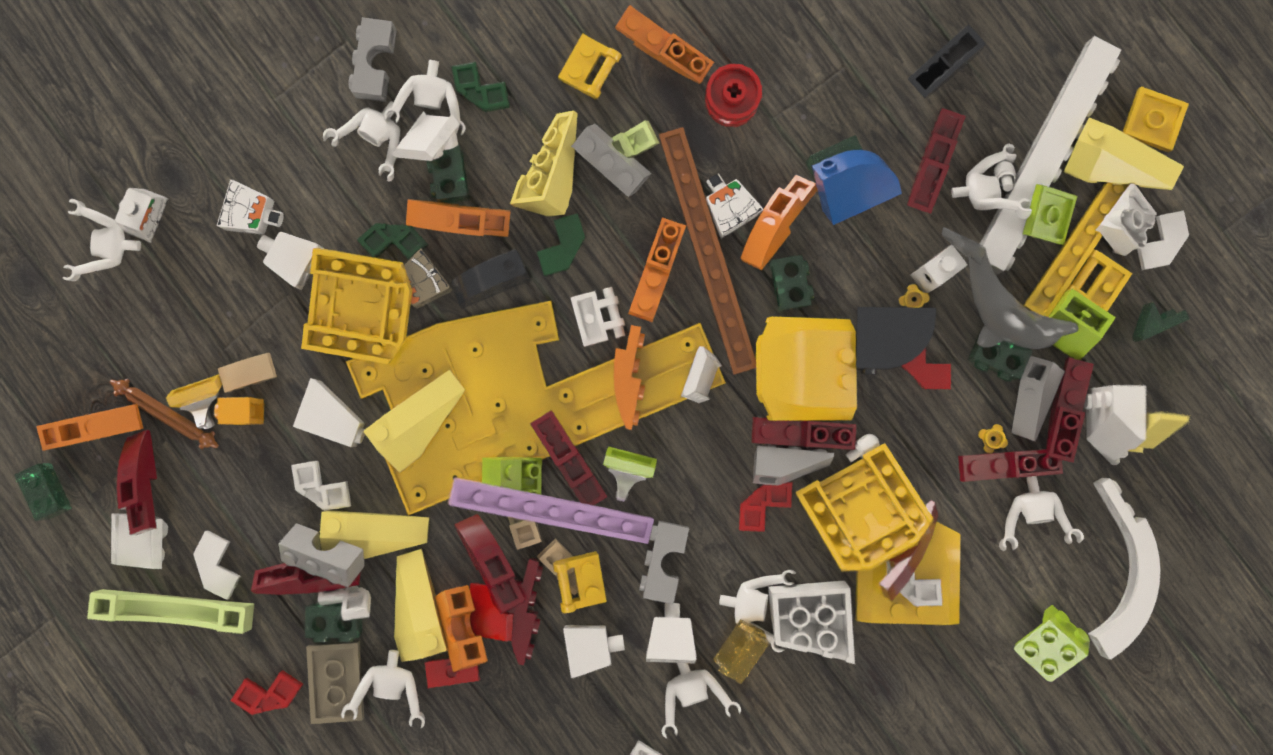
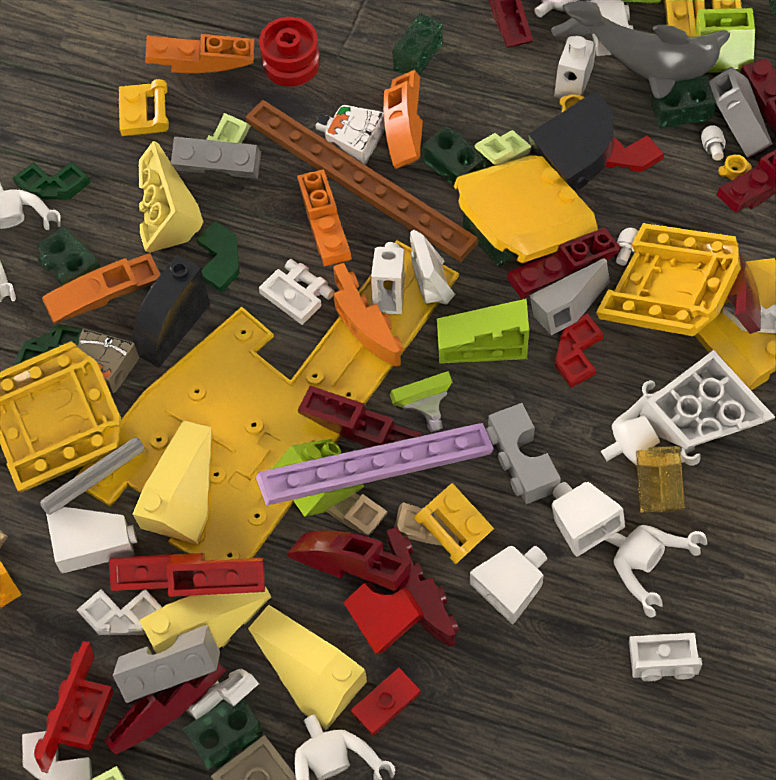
camera: 30 degrees left, 25 degrees down
(248, 544) = (77, 712): none -> red bracket
(357, 376) = (92, 476): none -> light grey axle
(375, 498) = (187, 574): none -> red bracket
(428, 138) = (29, 233): white slope -> none
(454, 613) = (383, 658): orange arch -> none
(662, 364) = (388, 265): none -> white torso
(703, 451) = (485, 334): none -> lime wedge
(832, 302) = (503, 148): none -> yellowish green slope
(853, 183) = (447, 48): blue brick -> none
(996, 404) = (713, 141): none -> white cylinder

